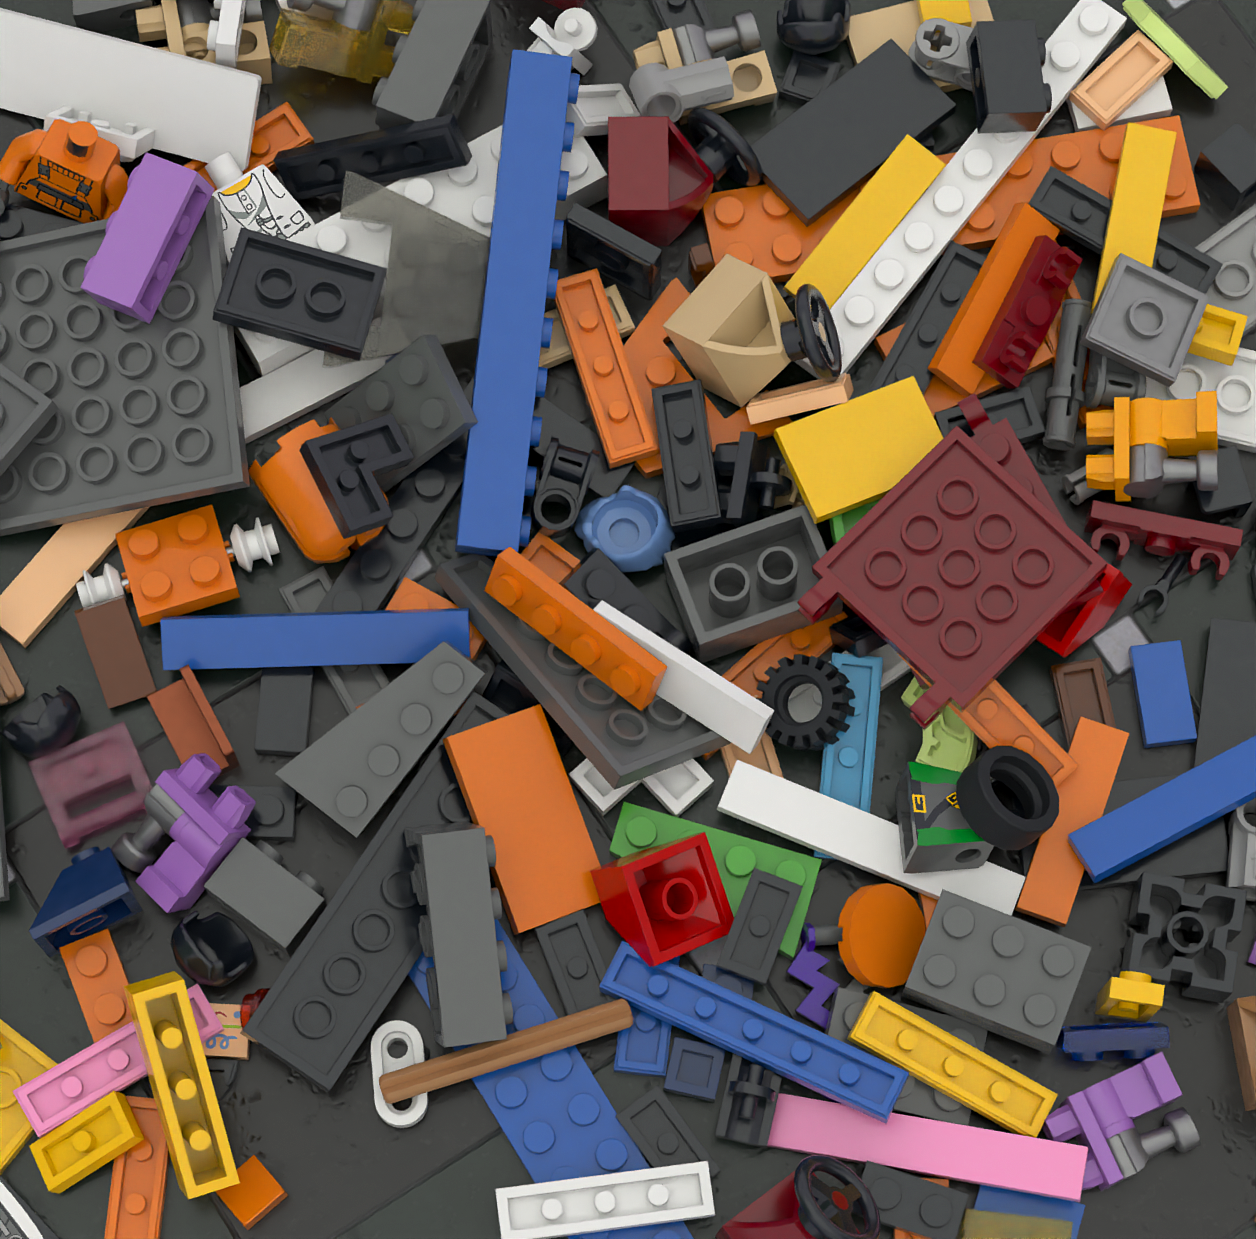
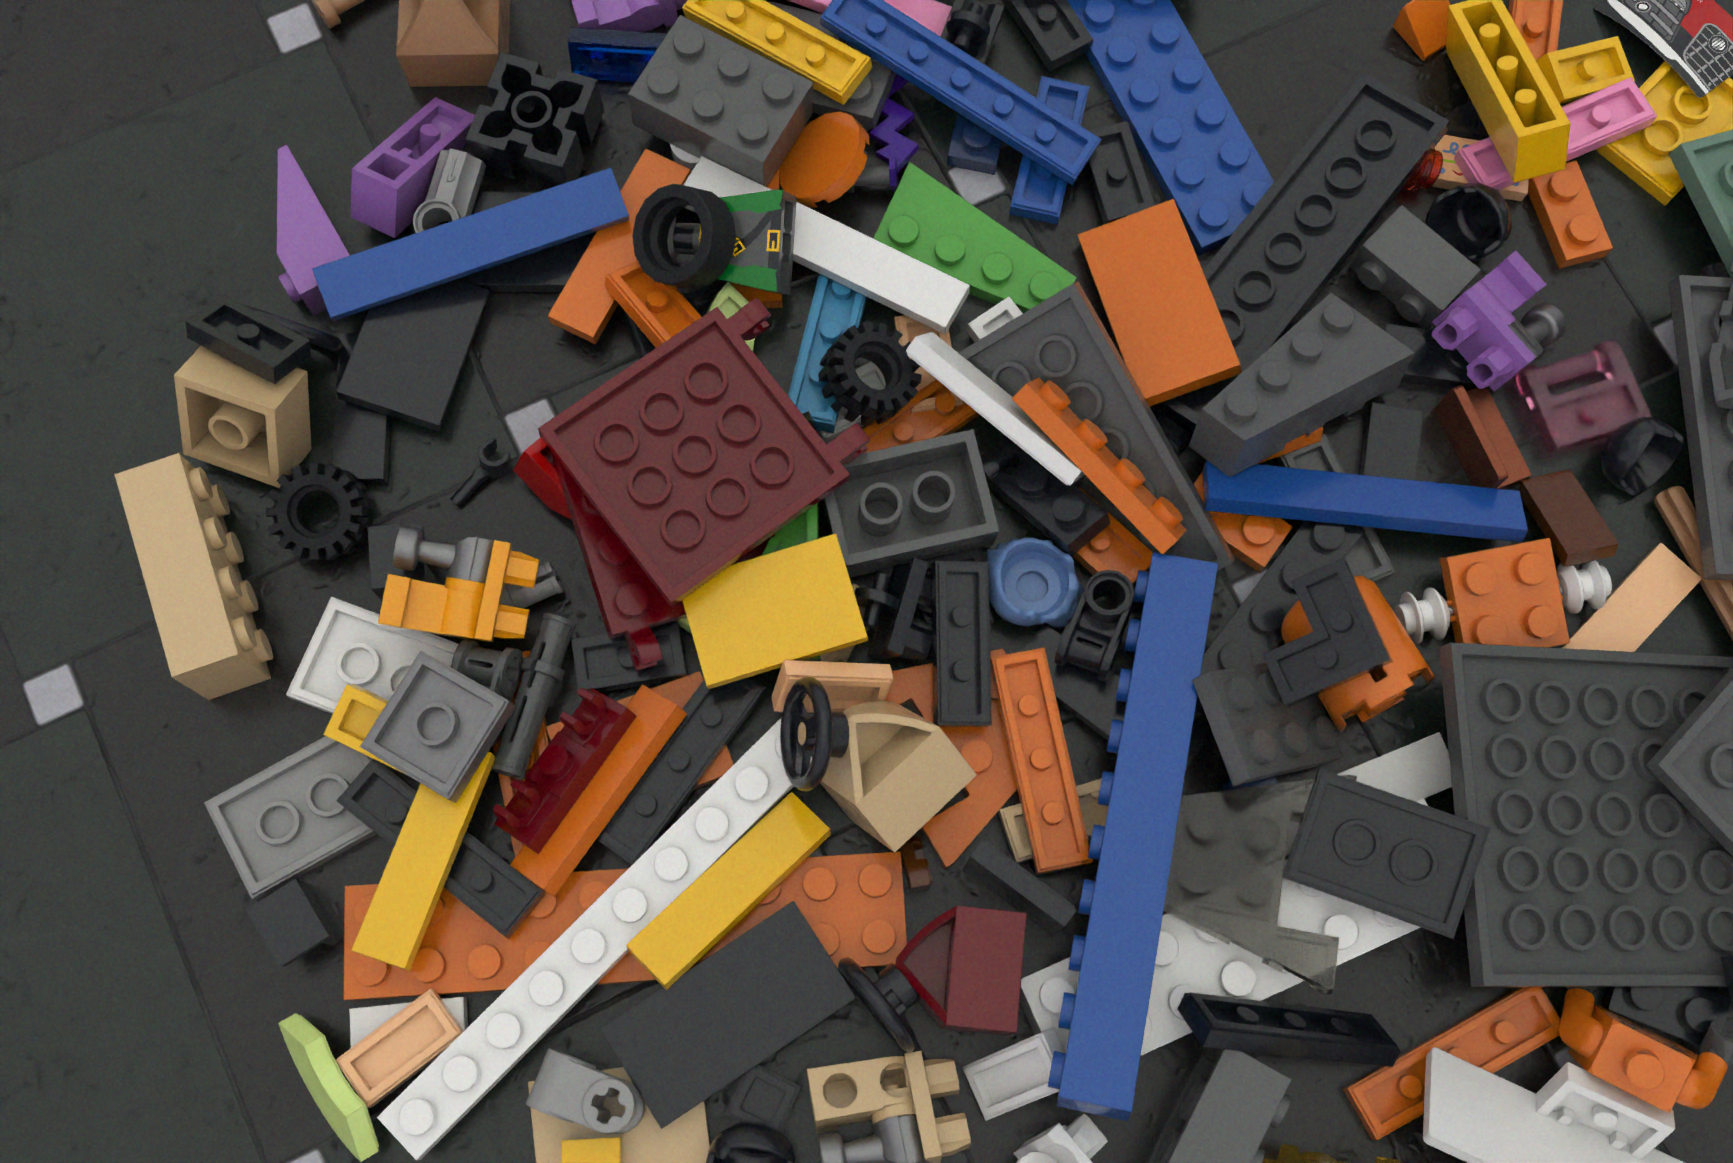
camera: 175 degrees left, 0 degrees up
(84, 901) = (1595, 269): dark blue slope -> none
(147, 237) = (1563, 937): medium lavender brick -> none
(254, 202) = (1422, 992): torso -> none
(384, 1063) = (1291, 107): white plate -> none
(460, 932) = (1239, 190): dark grey wedge -> none
(503, 1053) = (1194, 95): medium nougat axle -> none
(665, 898) = (1030, 212): red slope -> none
(680, 89) = (939, 1070): light grey piece -> none
(694, 1069) = (1019, 67): dark blue plate -> none
(759, 926) = (940, 178): black plate -> none
(1008, 76) = (533, 1035): black brick -> none
(1083, 692) = (583, 364): reddish brown tile -> none
(1130, 997) = (601, 60): yellow plate -> none
(1162, 694) = (505, 367): blue tile -> none
(1163, 535) = (470, 515): dark red plate -> none

